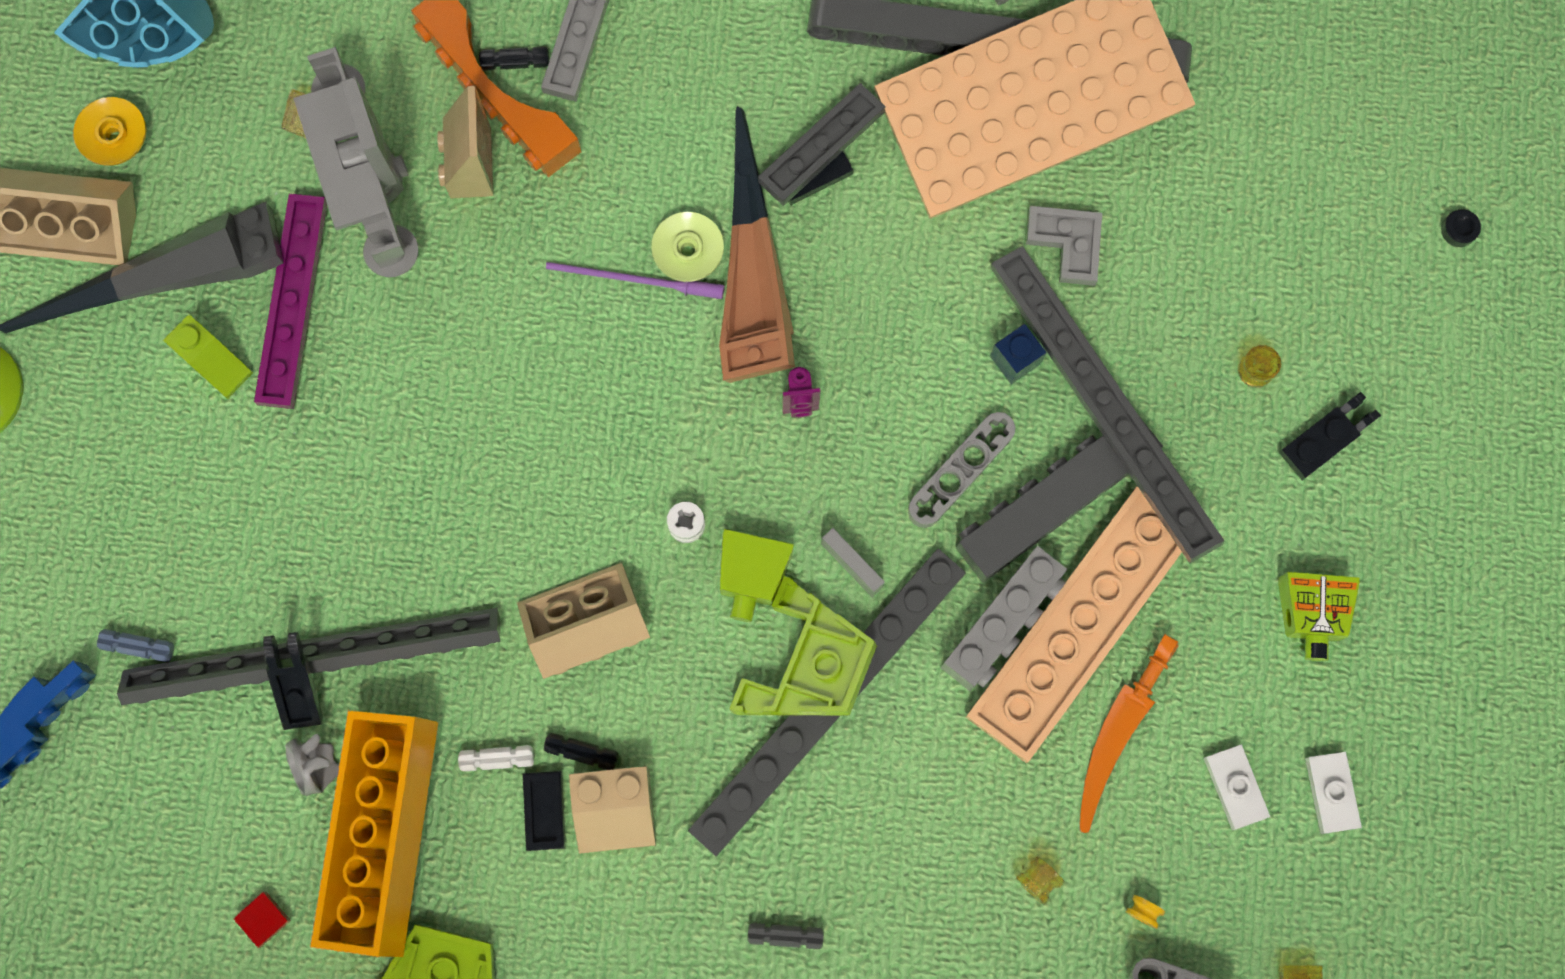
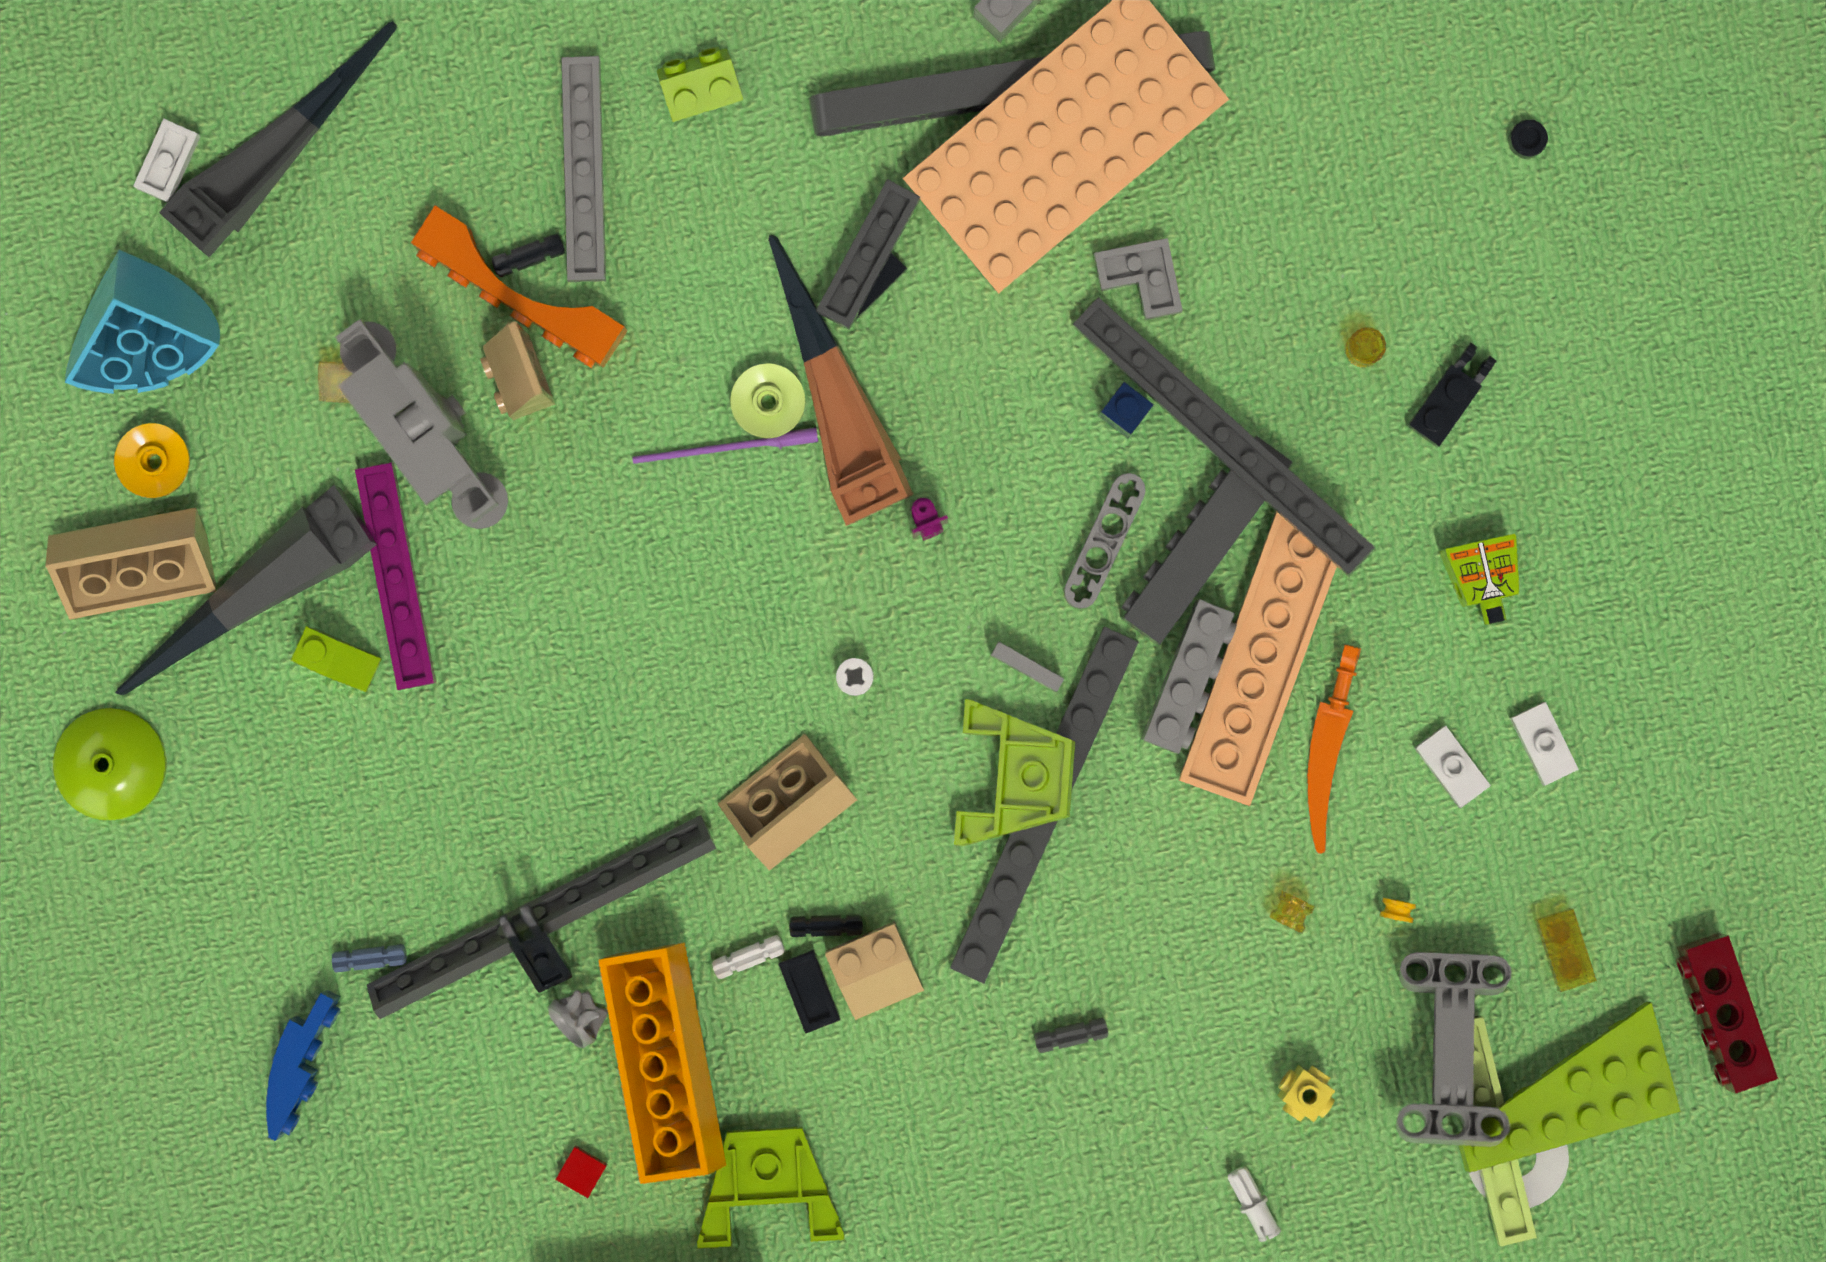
camera: 15 degrees left, 10 degrees up
(751, 571) = (933, 705): lime torso -> none

